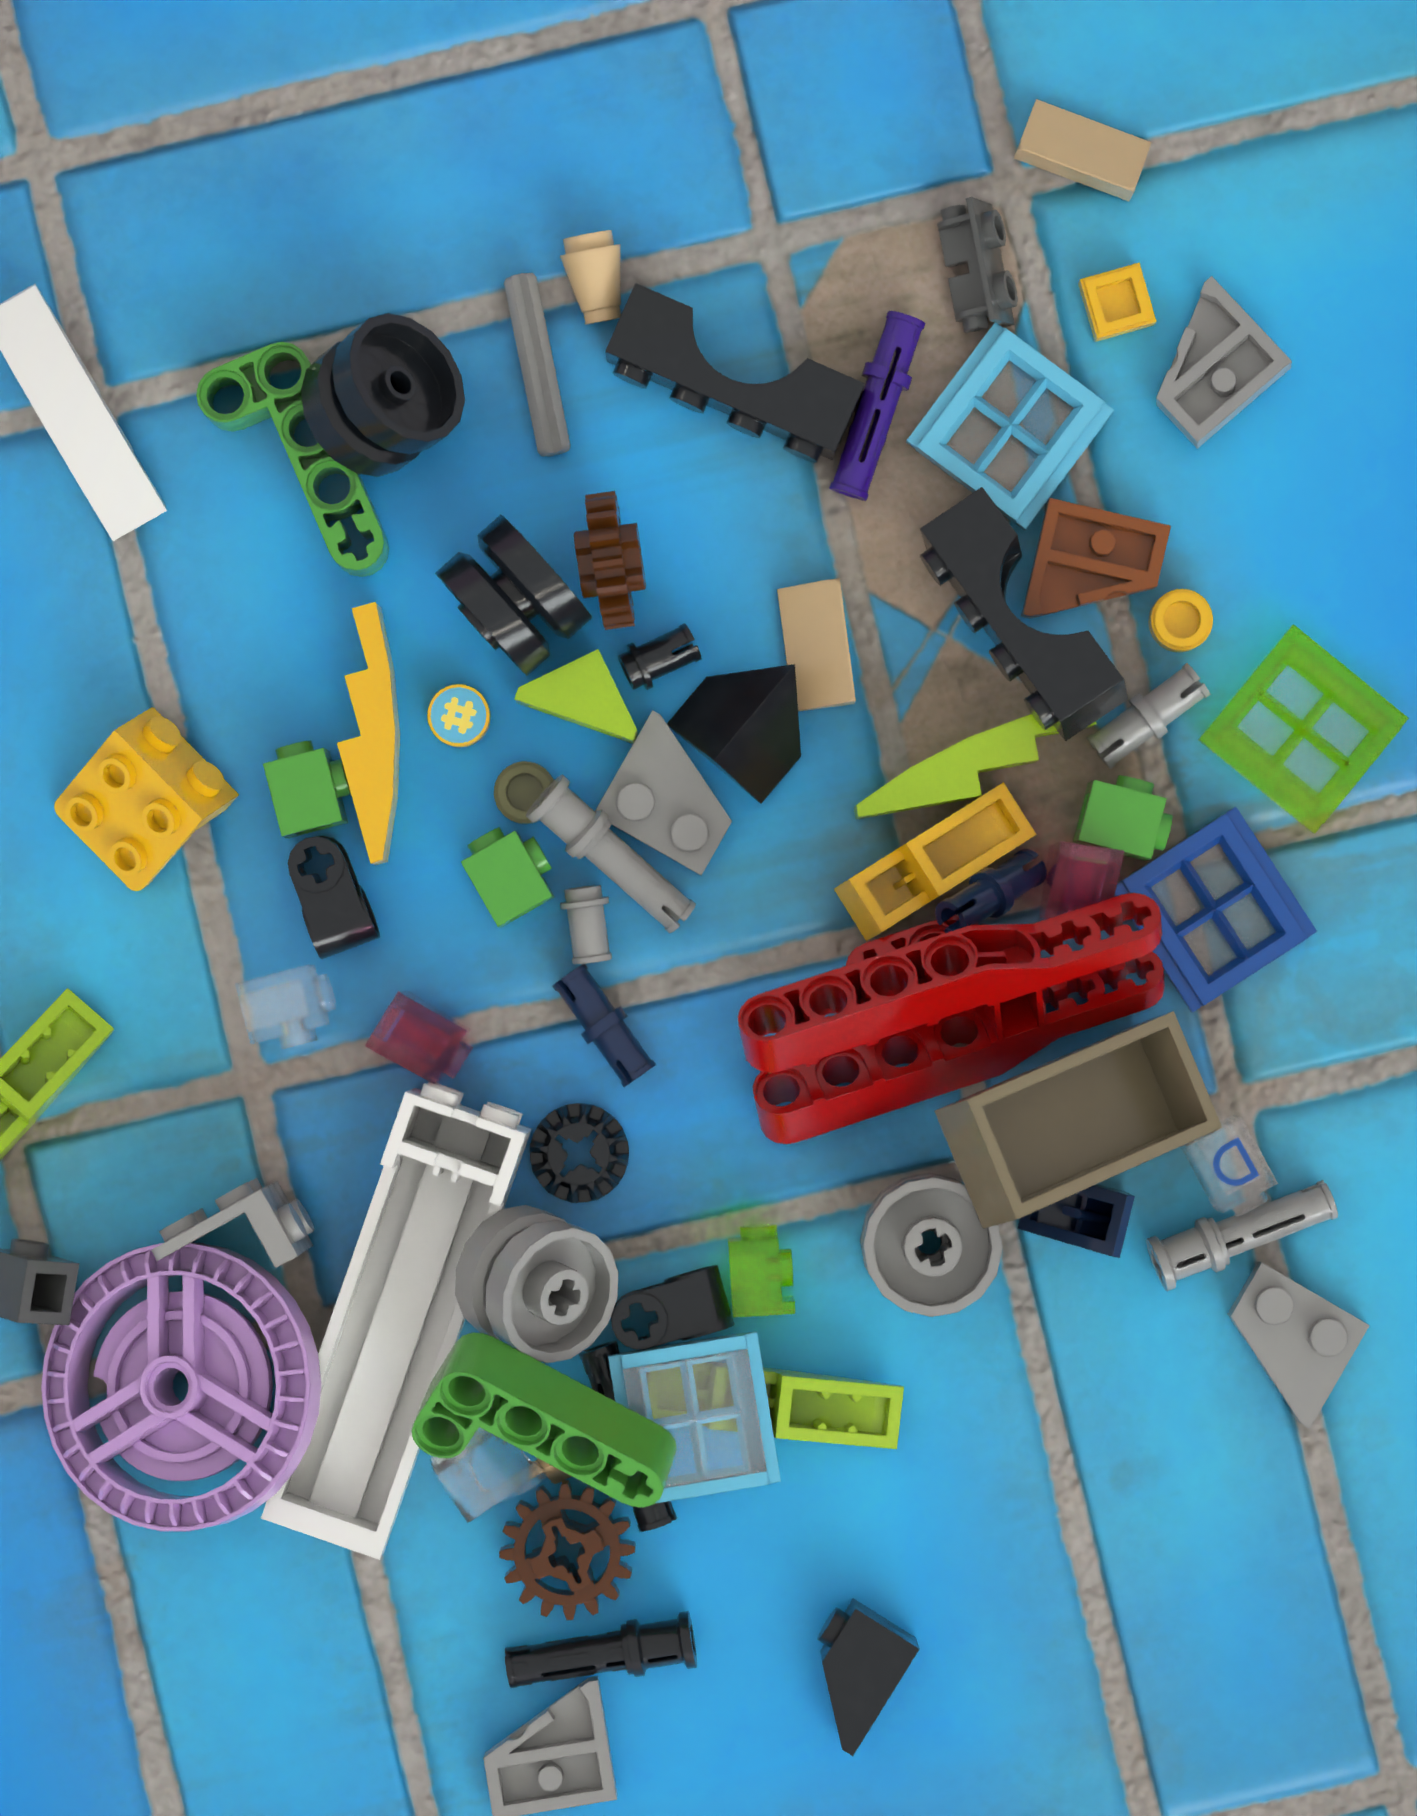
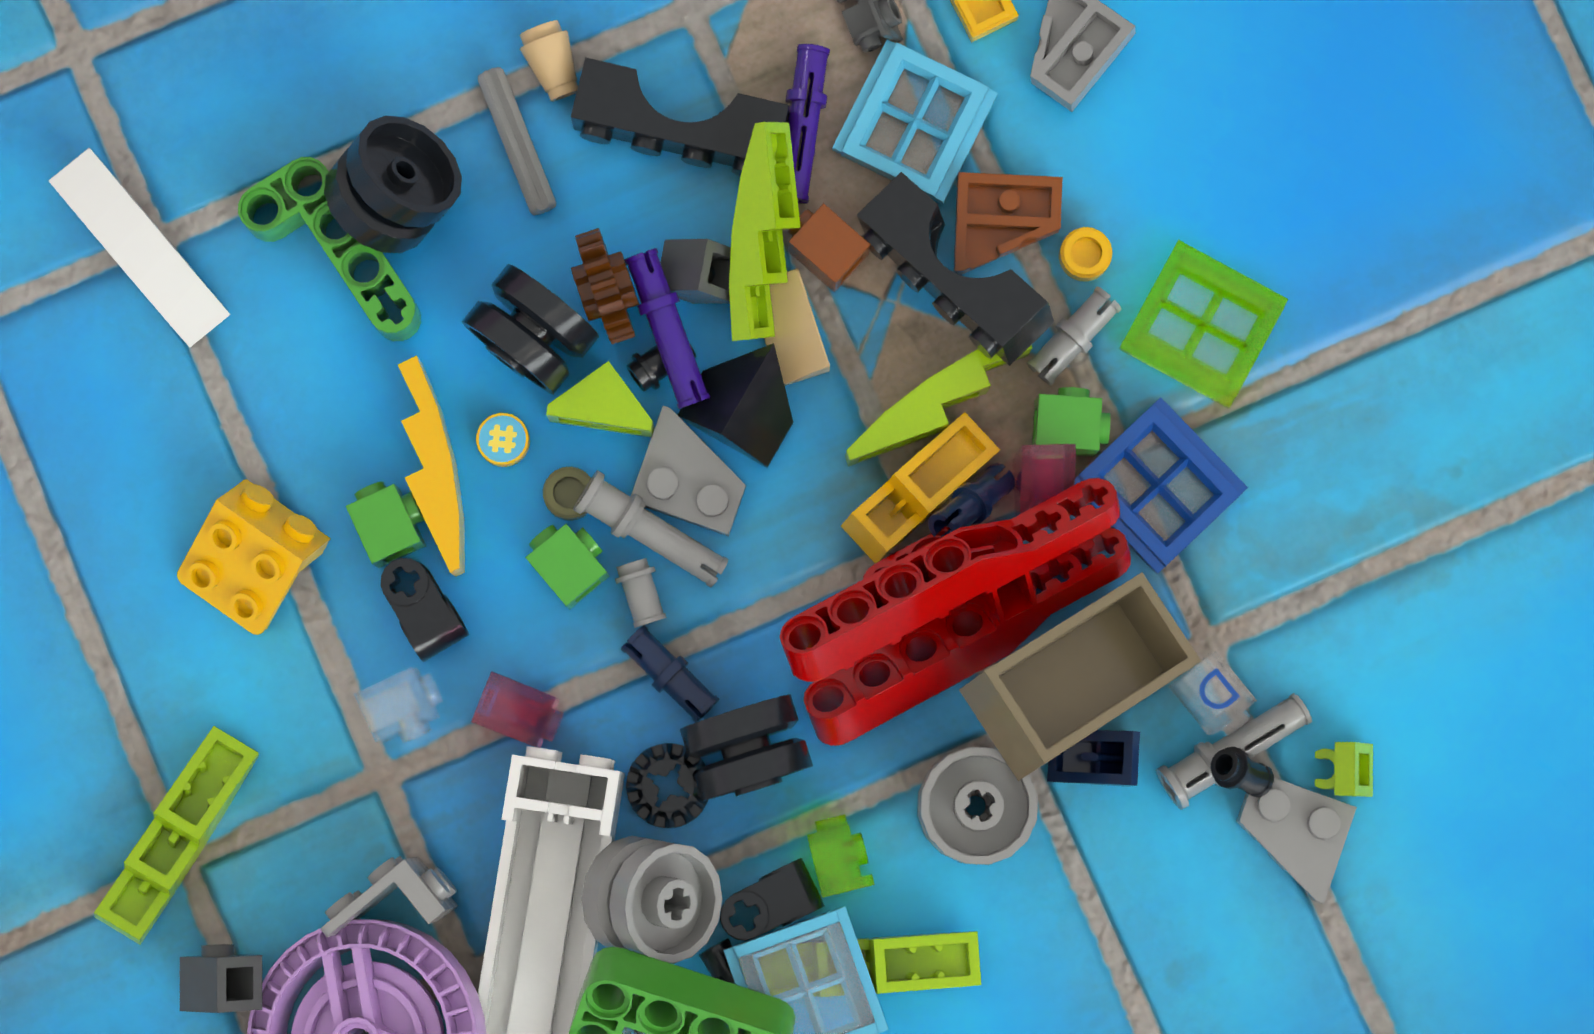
camera: 15 degrees left, 5 degrees down
(673, 622) = (667, 327): none -> dark purple pin
(676, 1130) = (746, 749): none -> black wheel
(724, 561) = (697, 270): none -> dark grey brick
(811, 505) = (762, 210): none -> lime slope
(878, 557) = (827, 246): none -> dark orange brick
(1236, 1258) = (1235, 769): none -> black pin
(1372, 1282) = (1351, 769): none -> lime tile

